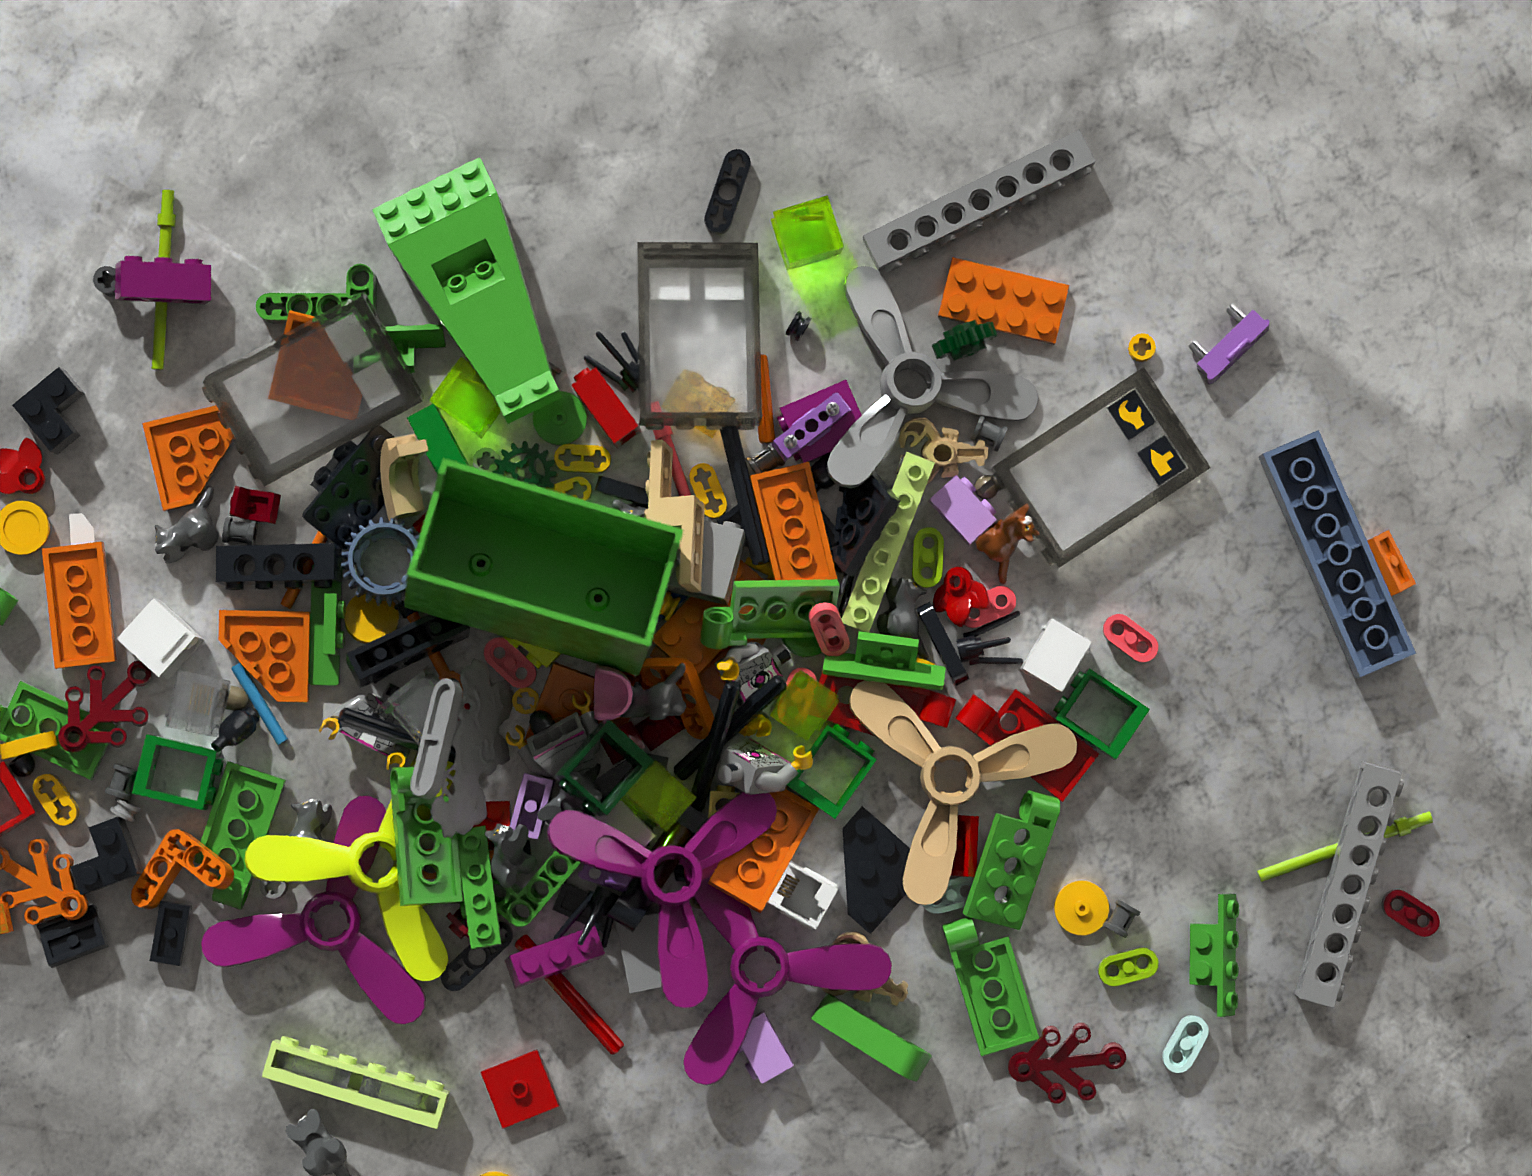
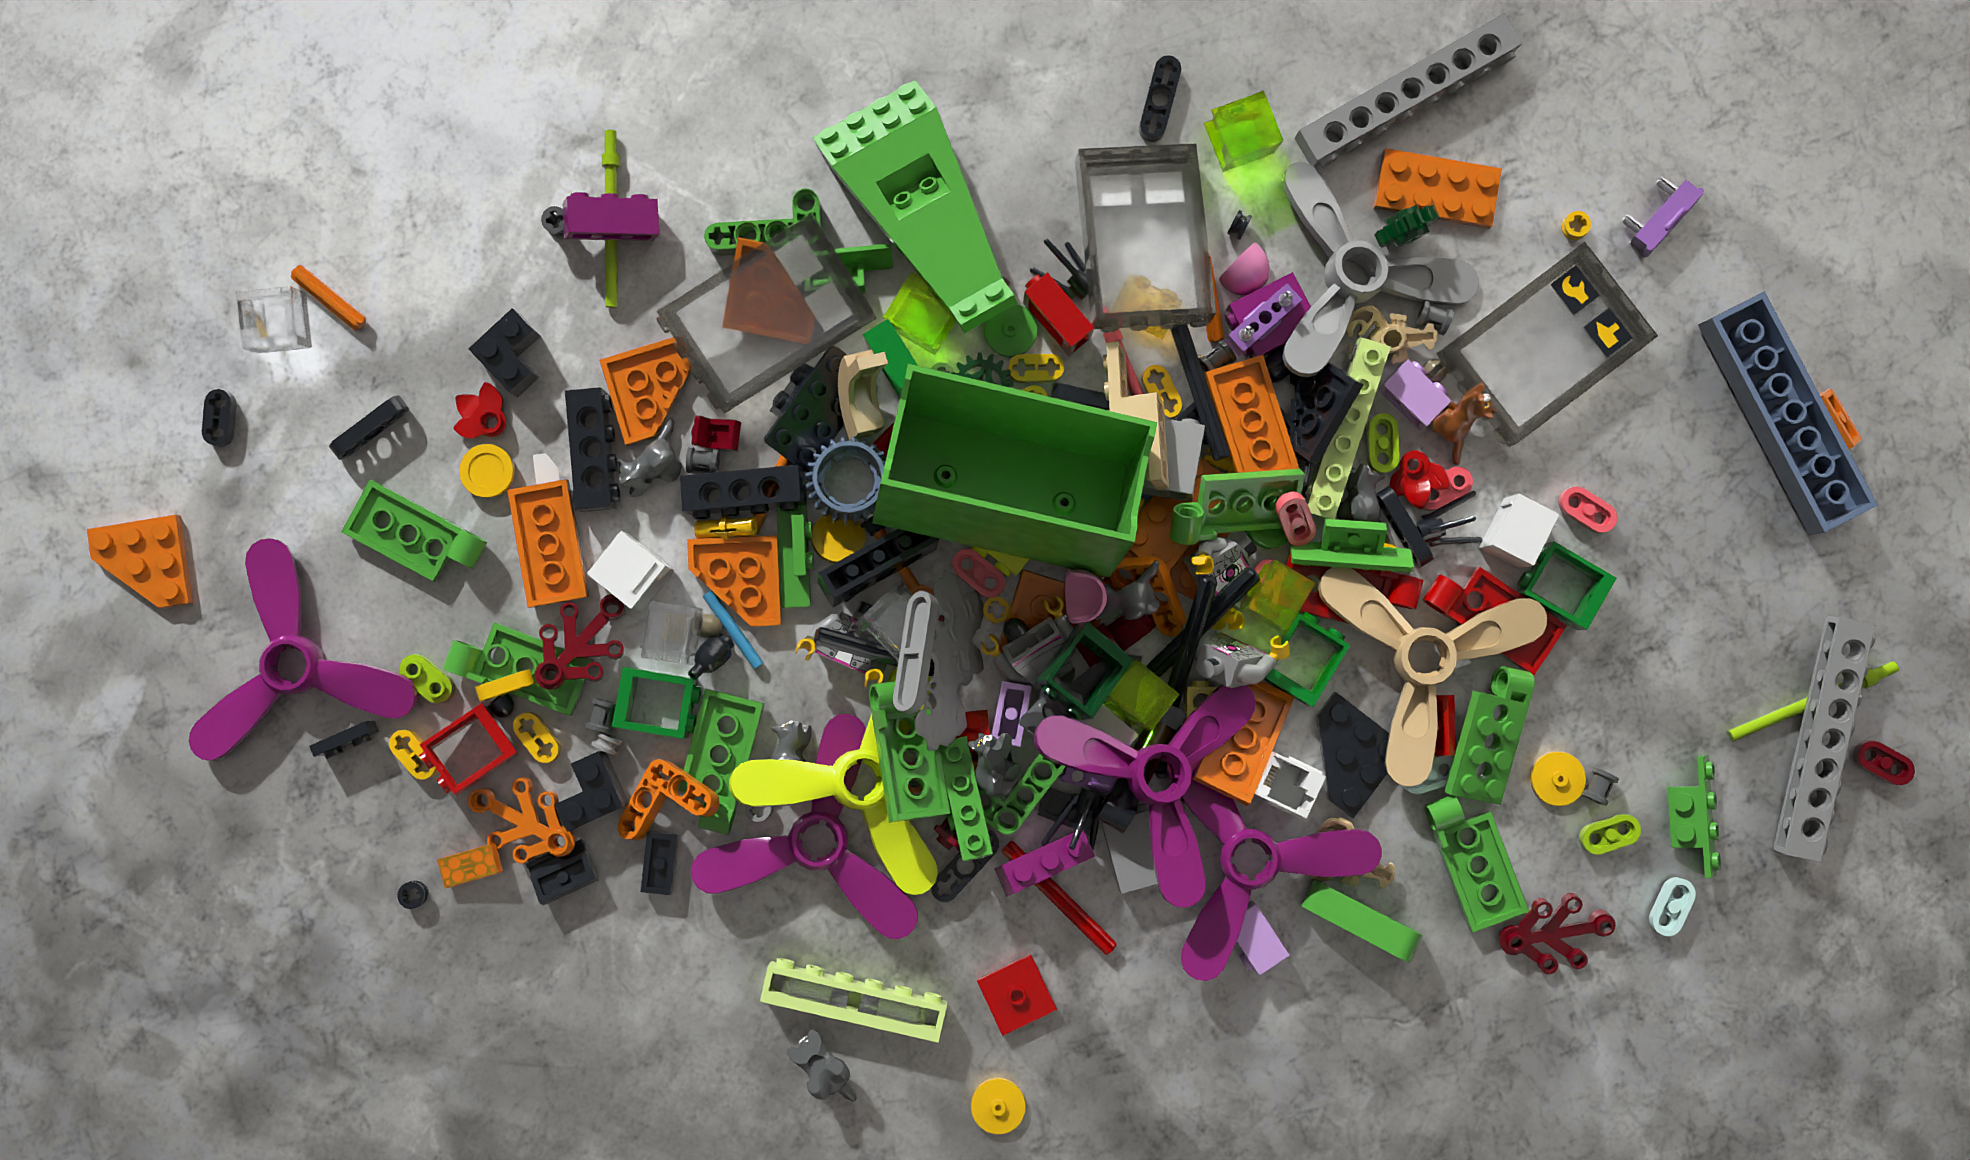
camera: 15 degrees left, 0 degrees up
(118, 468) = (578, 406): none -> black brick
(258, 600) = (725, 527): none -> yellow pin
(803, 374) = (1247, 272): none -> bright pink helmet

